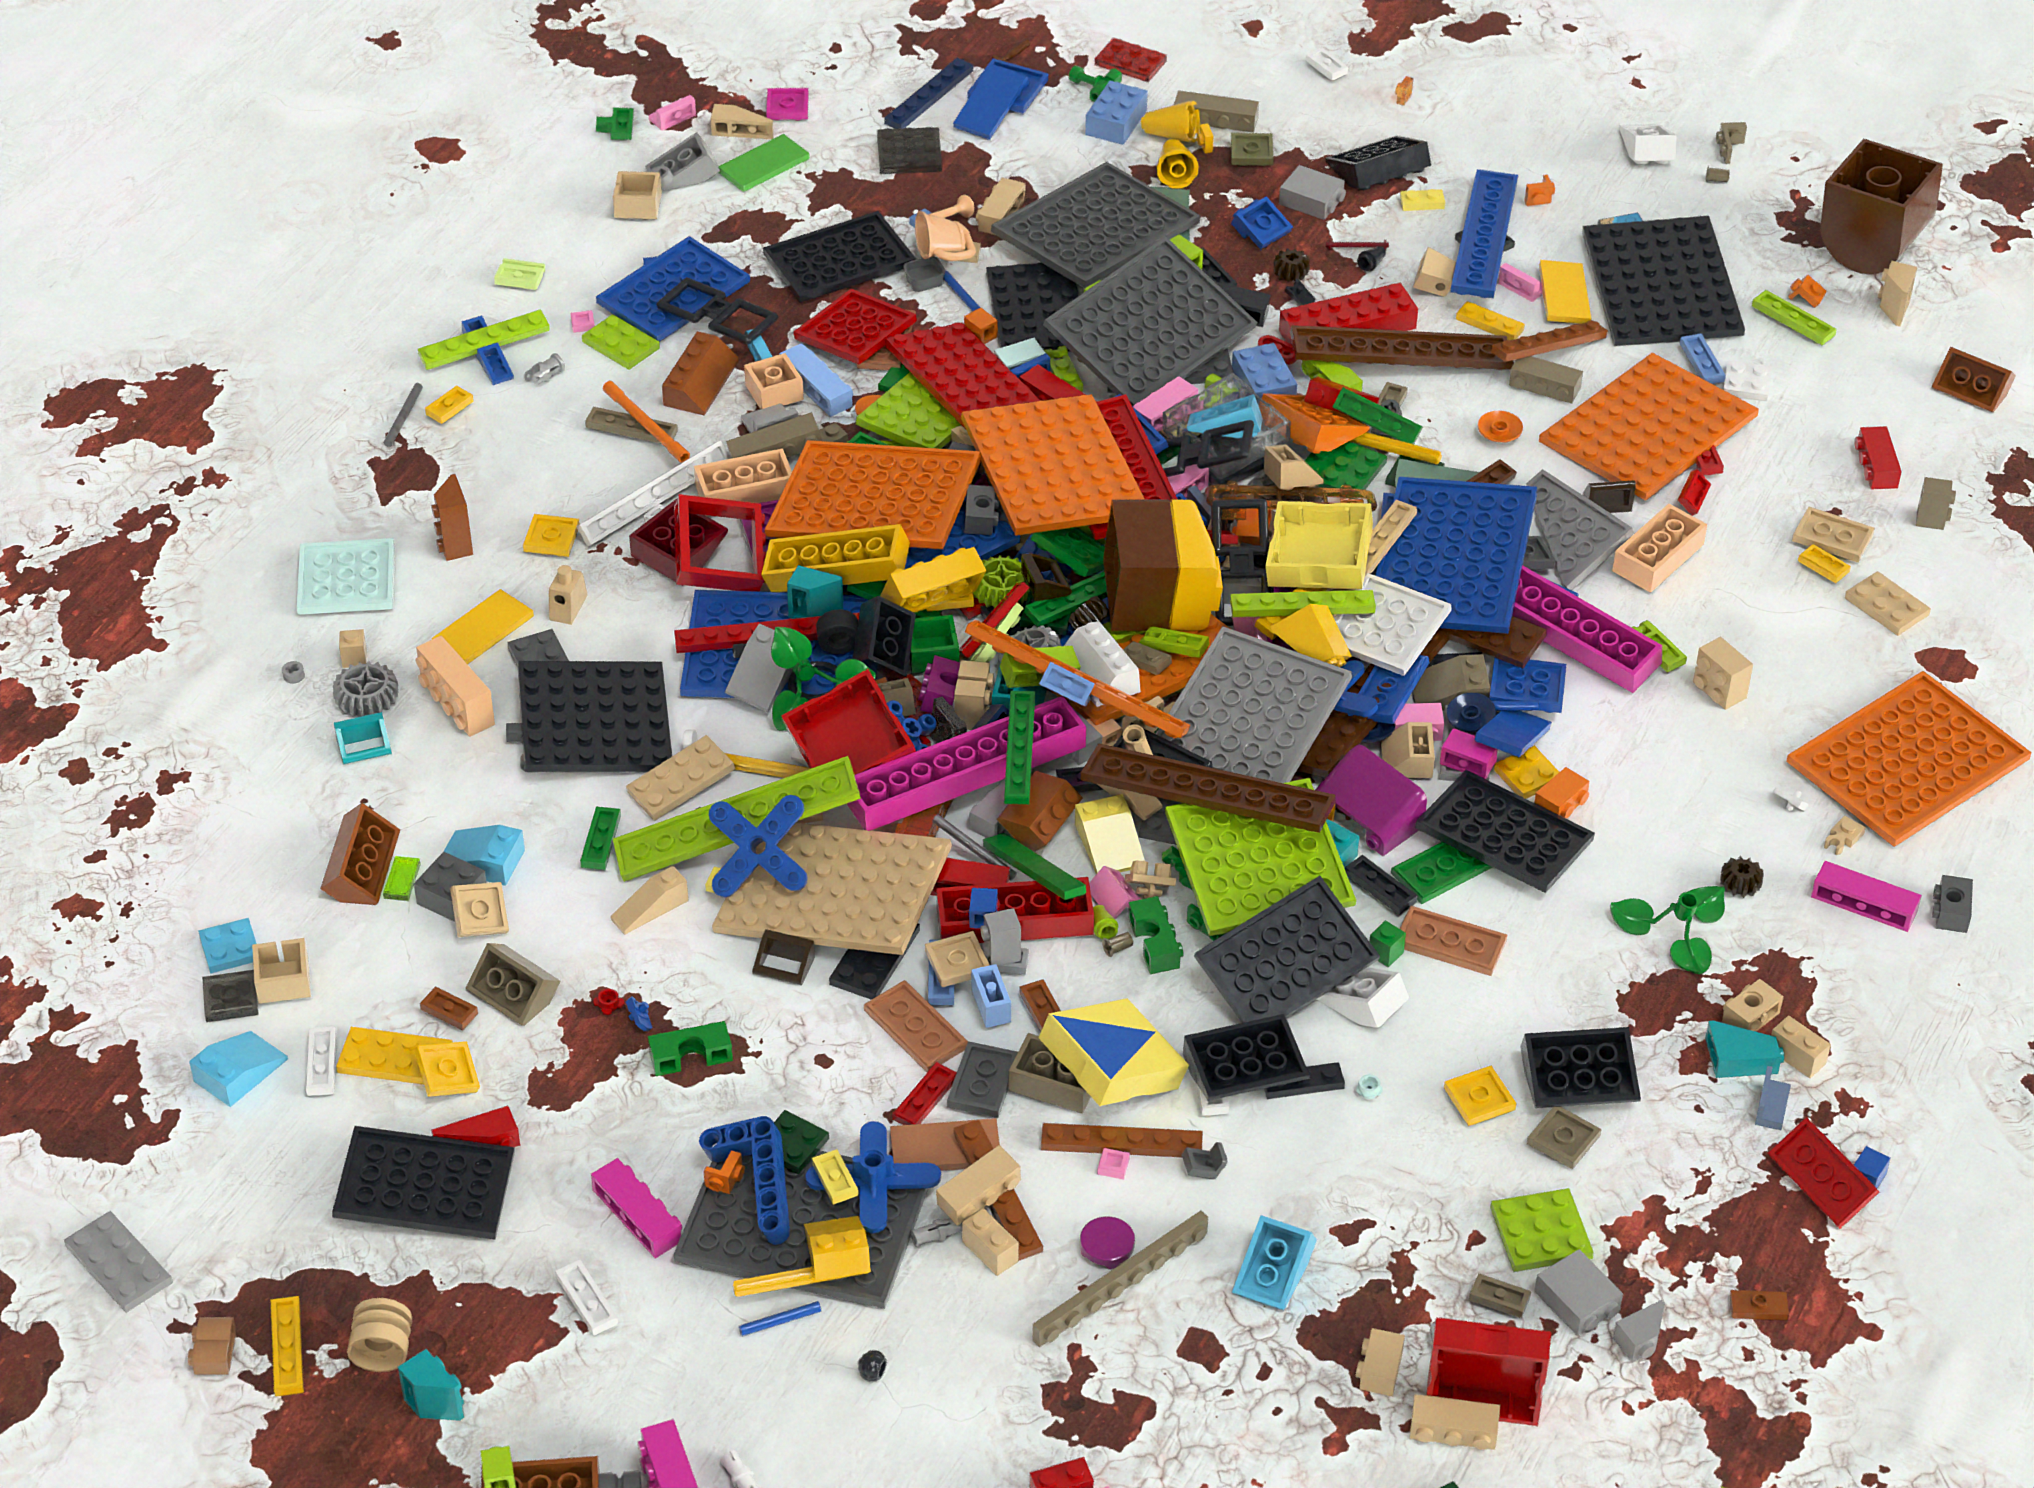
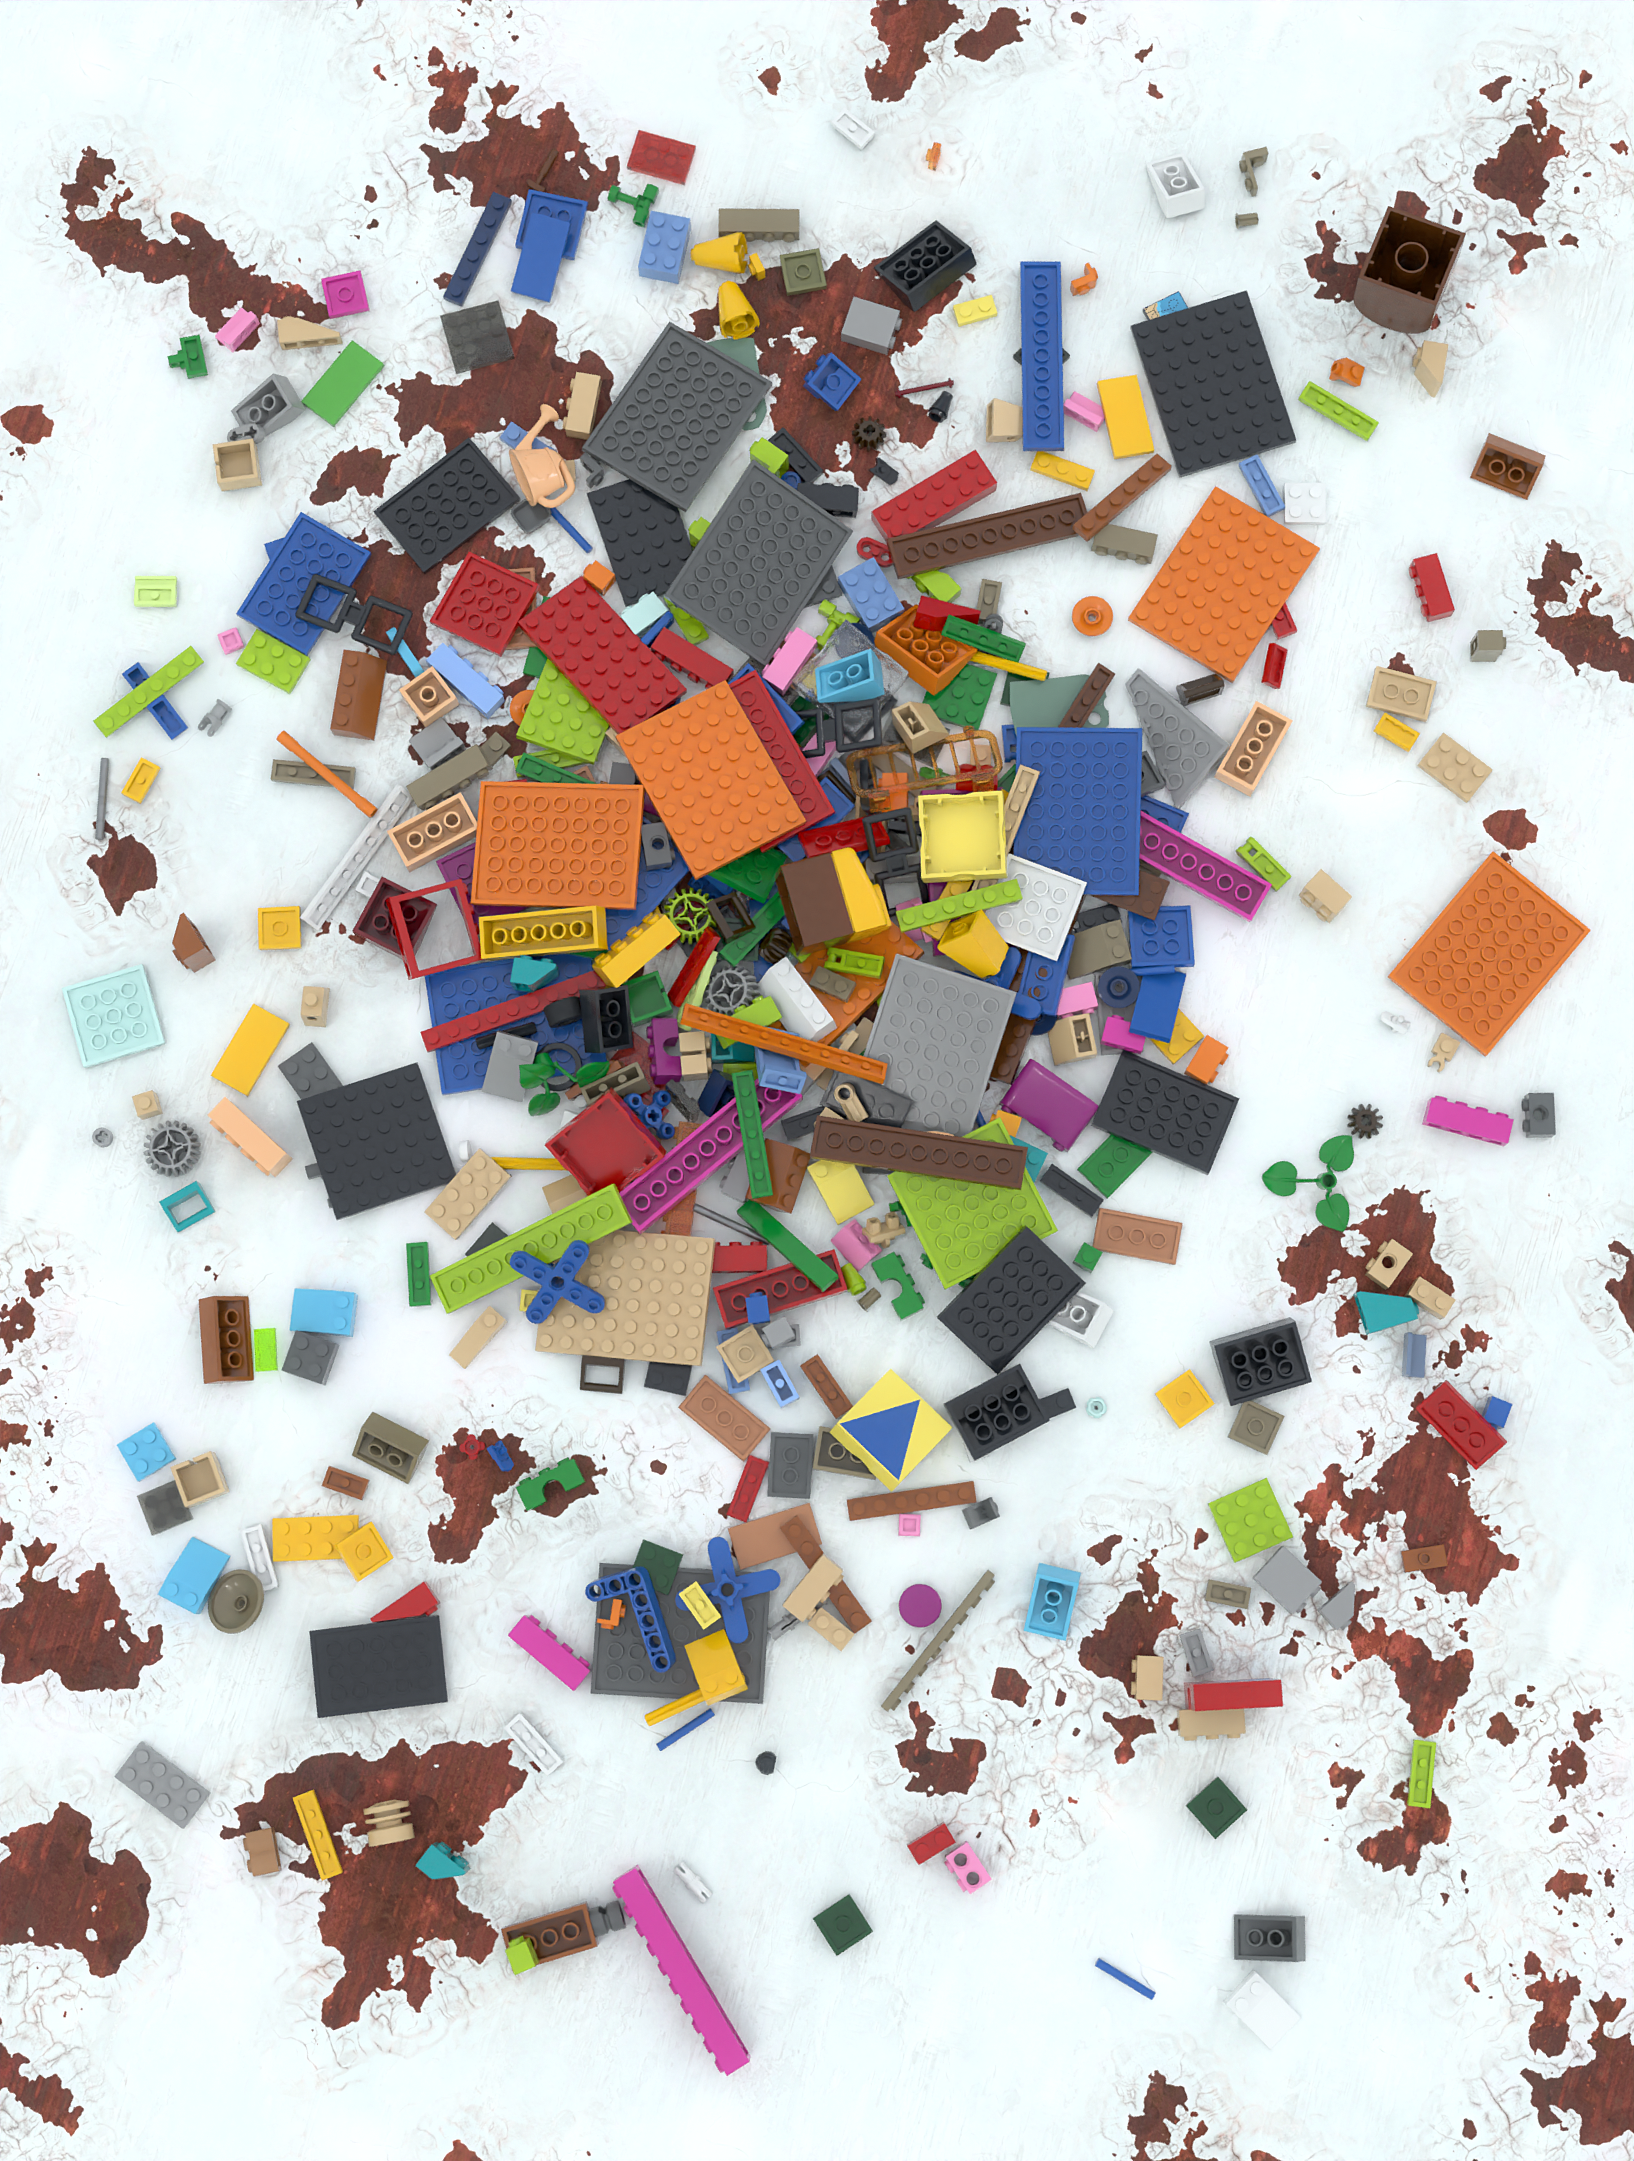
camera: 10 degrees left, 35 degrees up
(279, 1089) = (228, 1598): none -> dark tan dish
(479, 909) = (342, 1382): tan tile -> none
(997, 250) = (594, 468): none -> dark grey bracket

